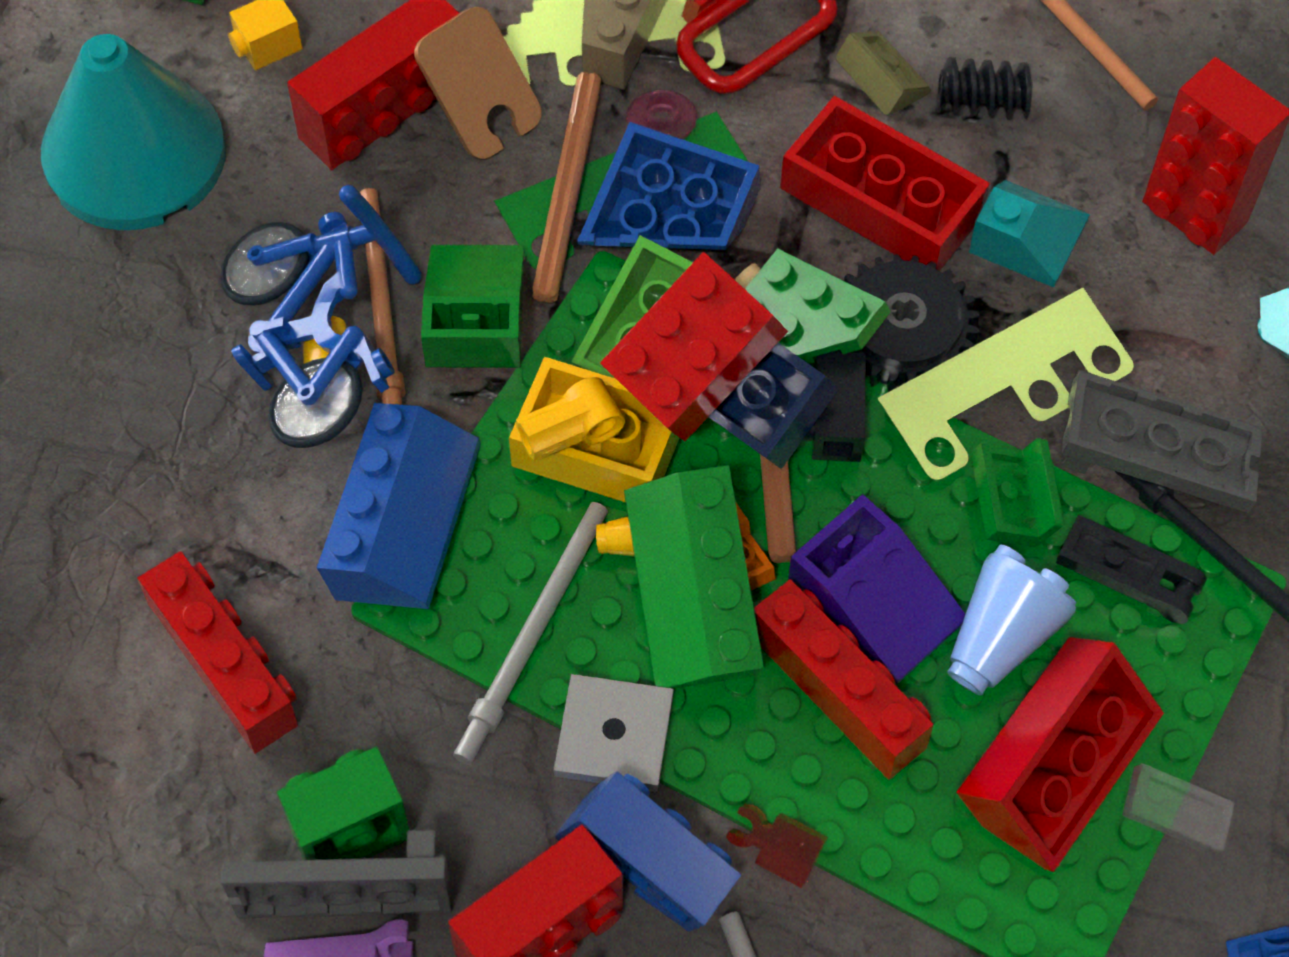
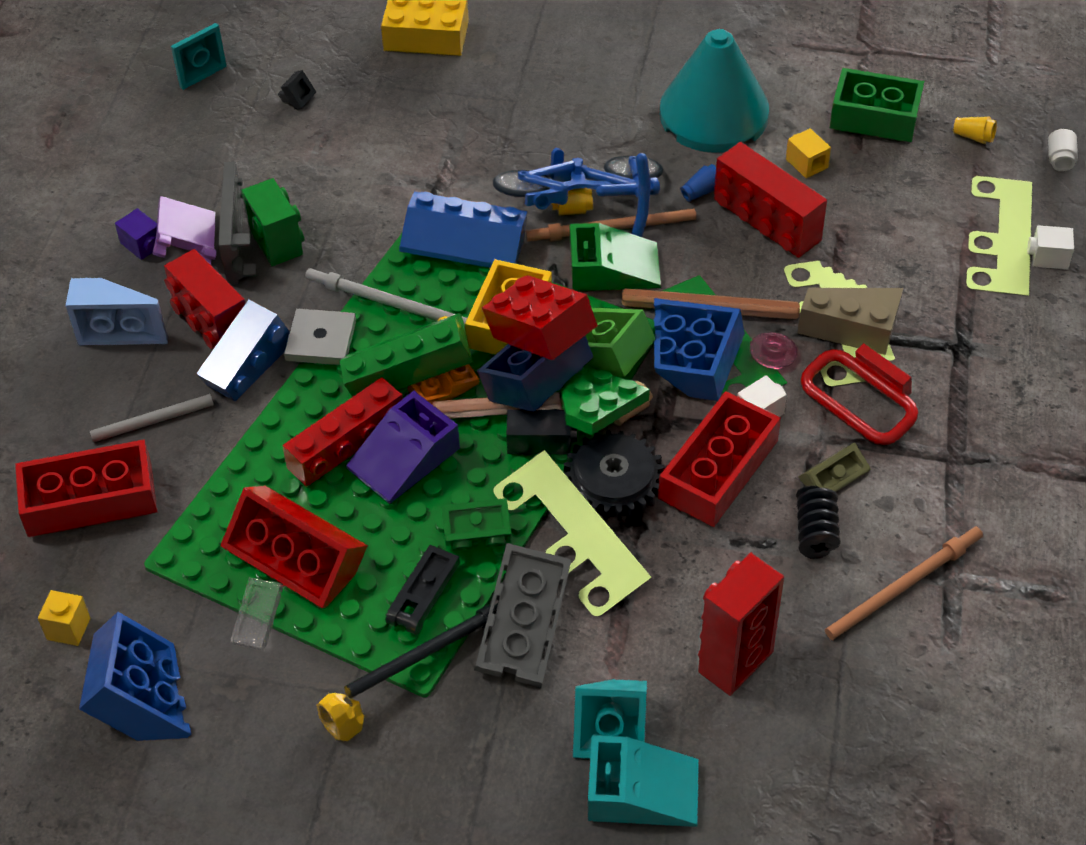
camera: 90 degrees right, 10 degrees down
(219, 652) = (376, 171): red brick -> none
(309, 173) = (700, 183): none -> blue cone
(471, 74) = (773, 236): medium nougat piece -> none
(582, 414) = (494, 271): yellow piece -> none
(768, 132) = (765, 395): none -> white brick
(786, 846) = (247, 419): clear red plate -> none
(1007, 619) = (383, 513): light blue cone -> none
(1027, 232) = (701, 546): teal slope -> none

